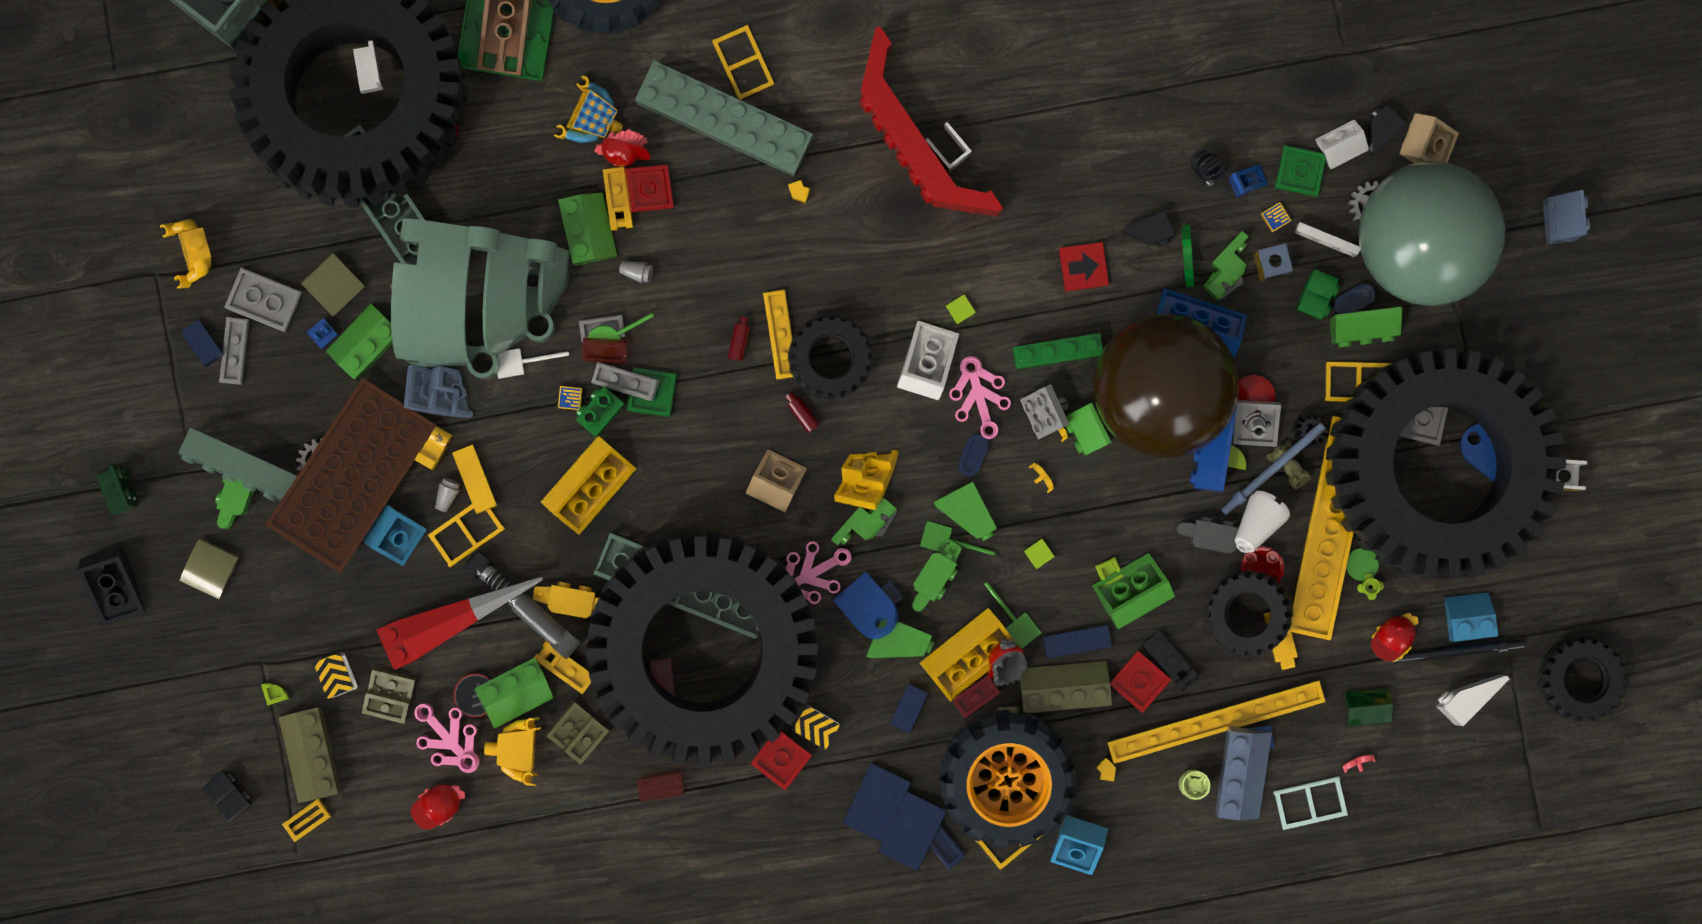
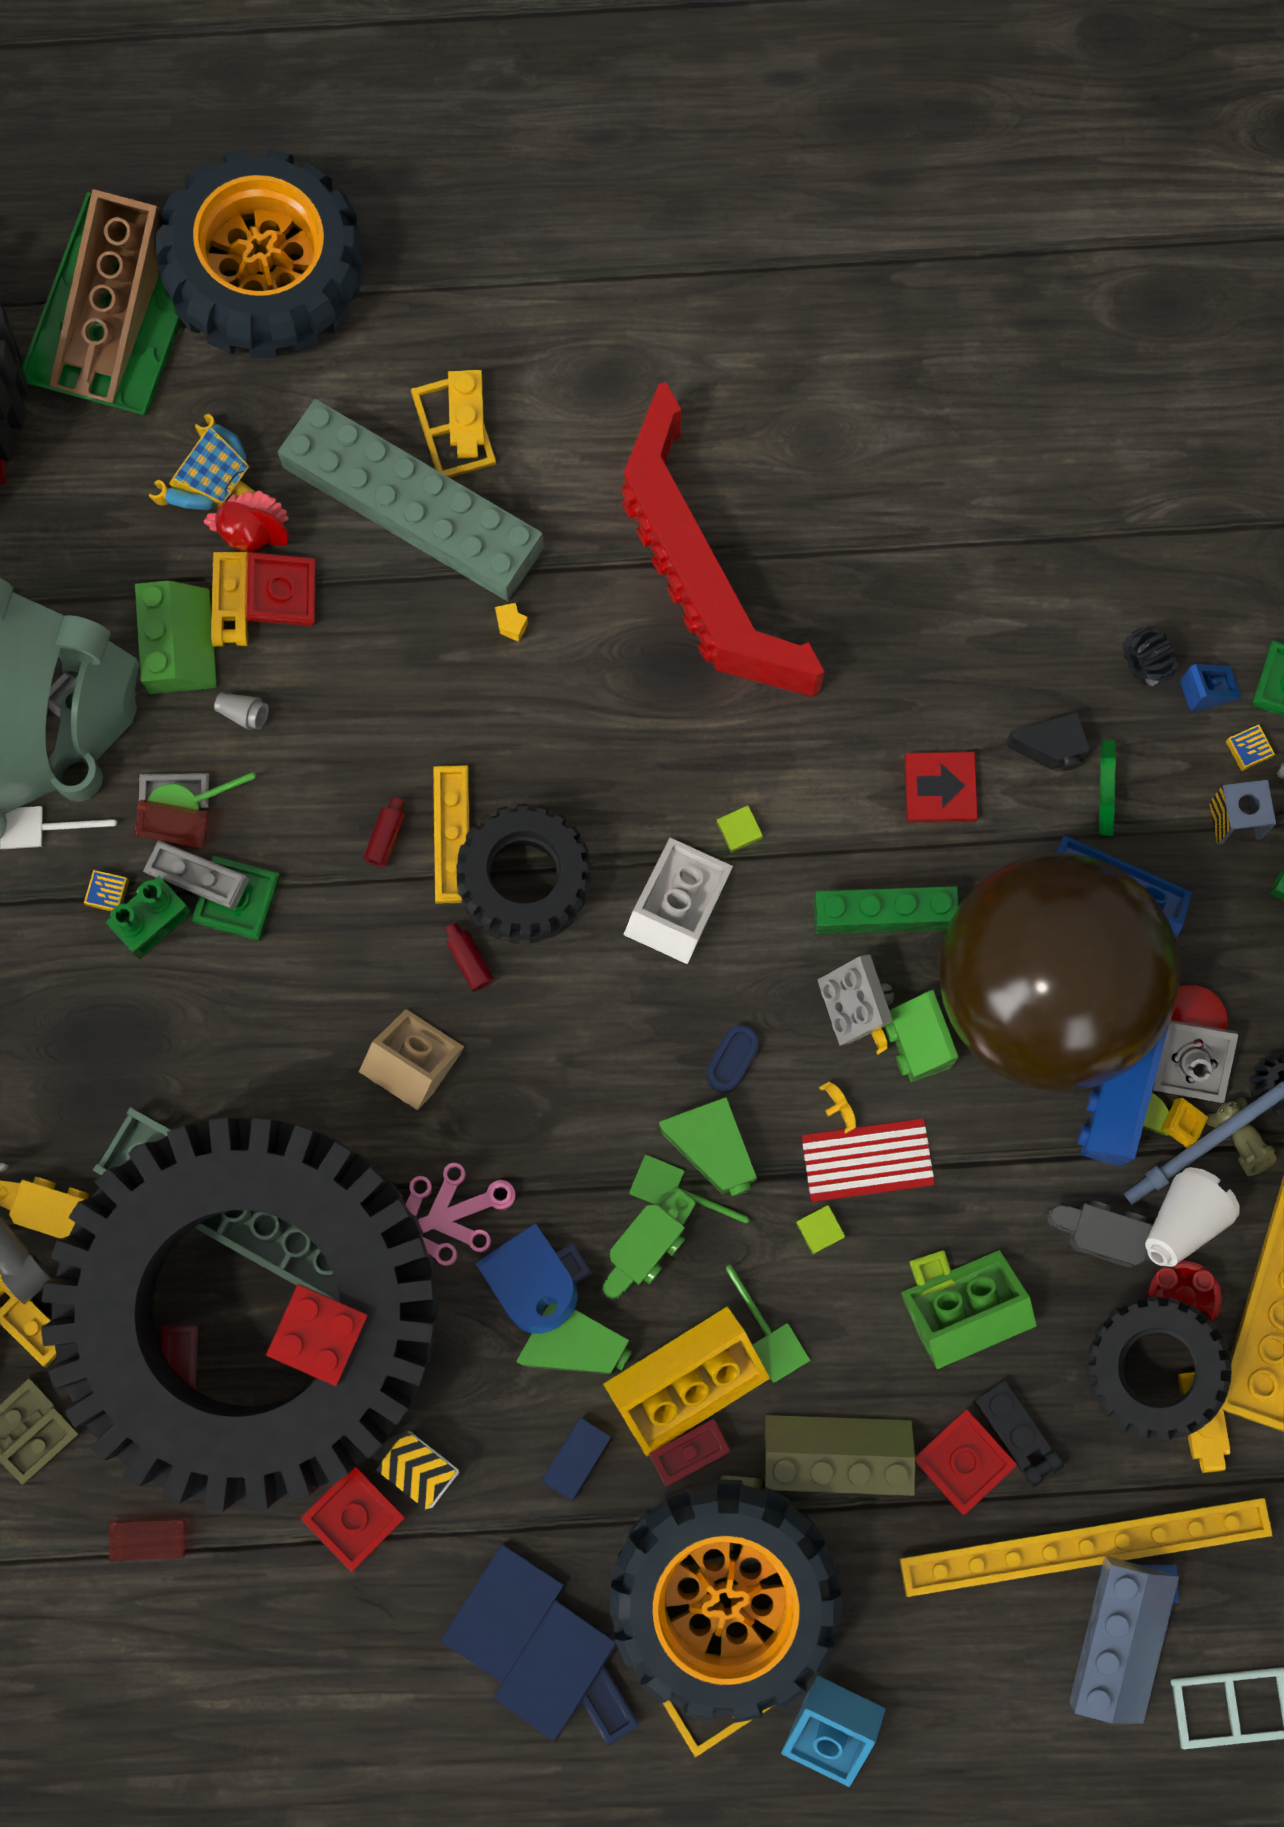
camera: 10 degrees right, 10 degrees down
(588, 485) = (110, 1030): yellow slope -> none
(751, 53) = (466, 412): none -> yellow hinge
(751, 658) = (317, 1335): none -> red plate
(865, 479) = (555, 1073): yellow slope -> none
(867, 523) = (545, 1144): bright green plate -> none
(967, 152) = (768, 575): white piece -> none
(978, 393) = (753, 962): bright pink plant -> none
(1007, 663) = (747, 1401): dark grey hair -> none
(1063, 507) = (867, 1160): none -> sticker
(1077, 641) = (867, 1382): dark blue tile -> none
(1107, 770) = (894, 1606): yellow piece -> none
(1194, 784) = (1039, 1650): yellowish green wheel -> none
(1228, 269) = (1167, 816): bright green plate -> none
(1254, 461) = (1184, 1122): none -> yellow tile

